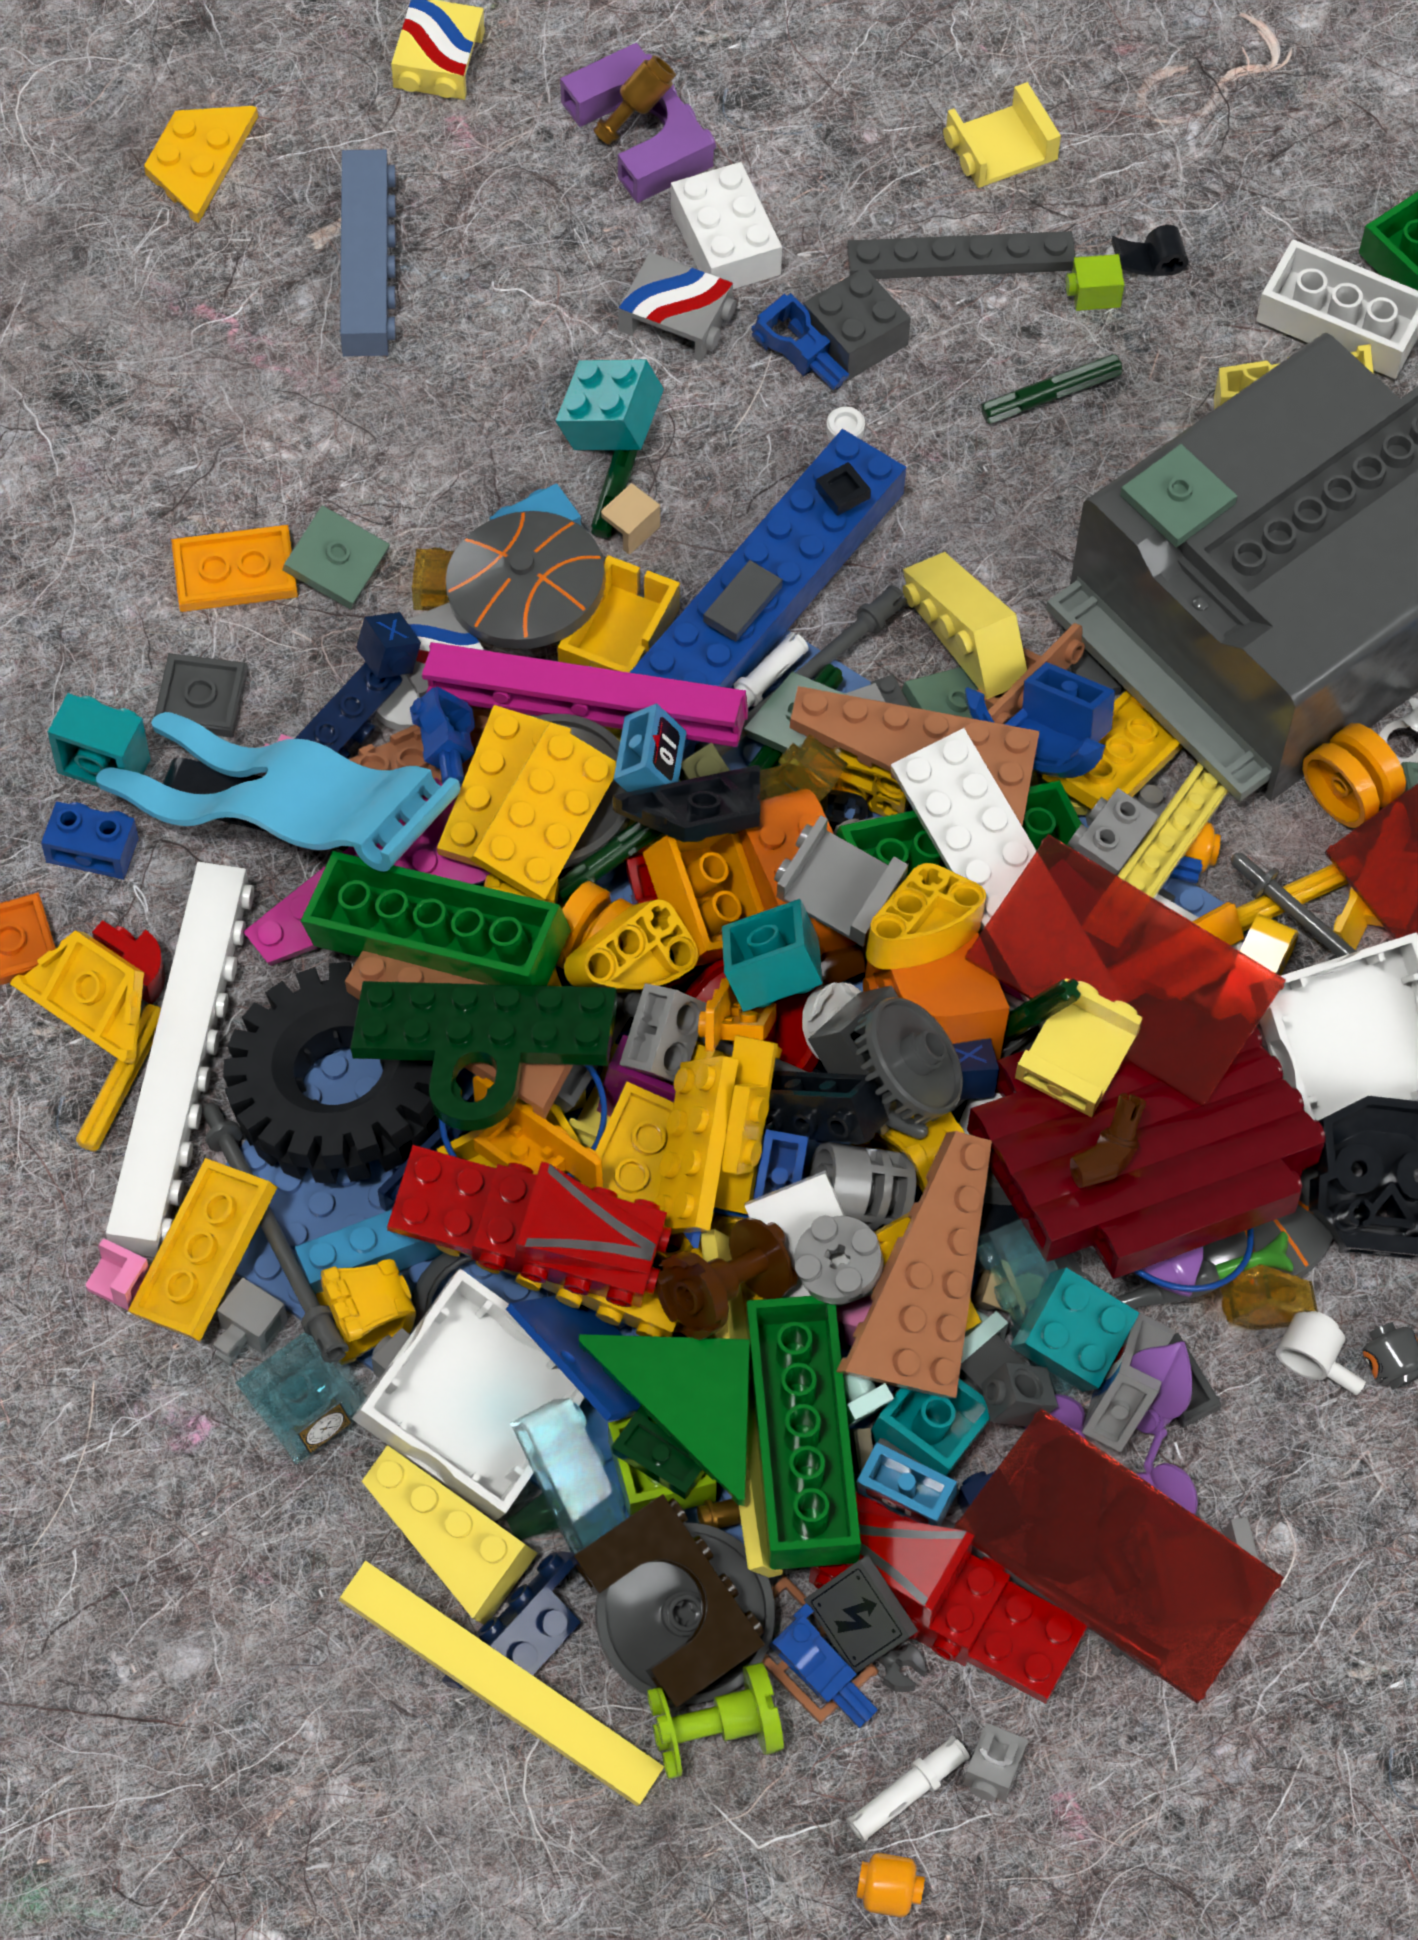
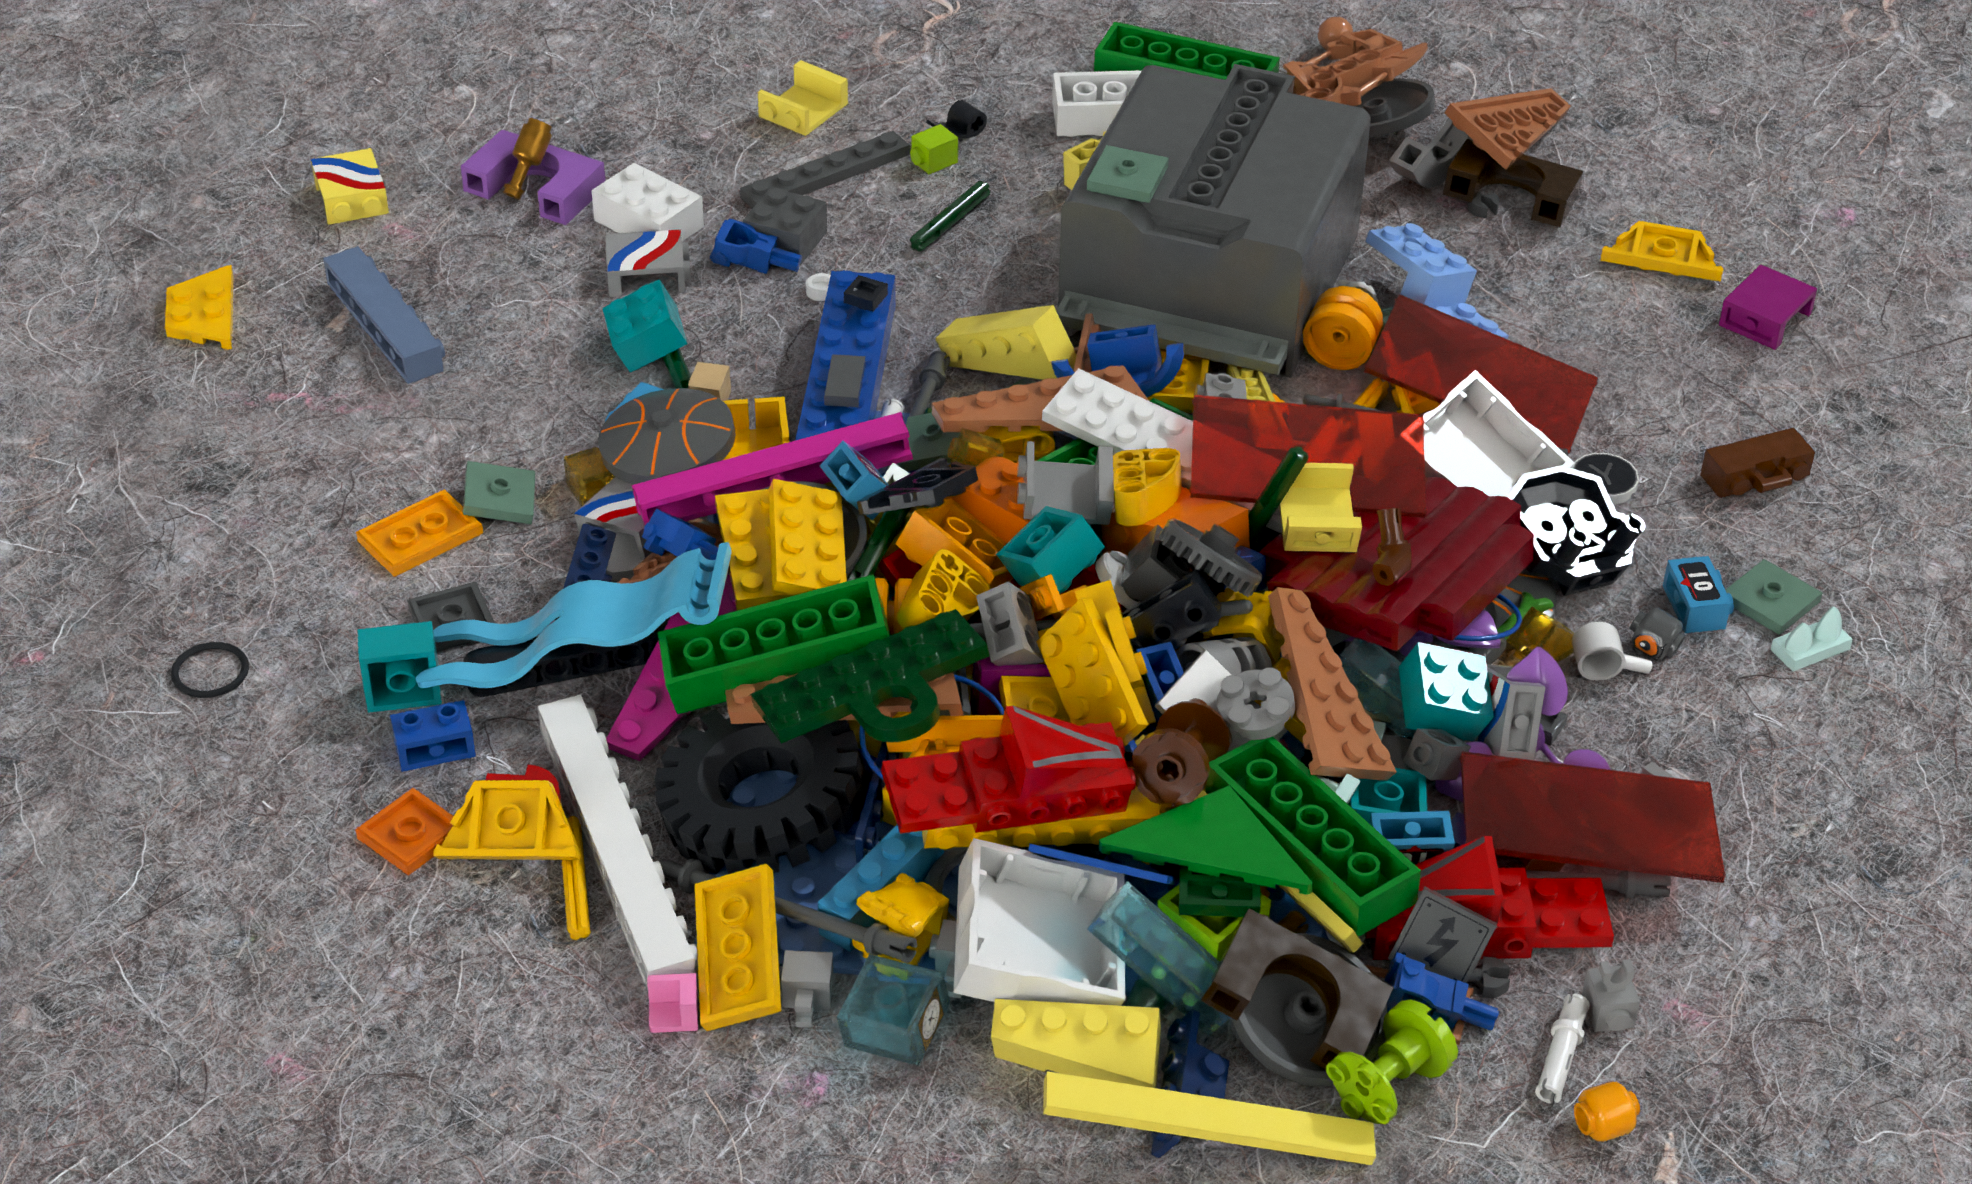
camera: 30 degrees left, 20 degrees down
(388, 645) = (594, 507): dark blue brick -> none

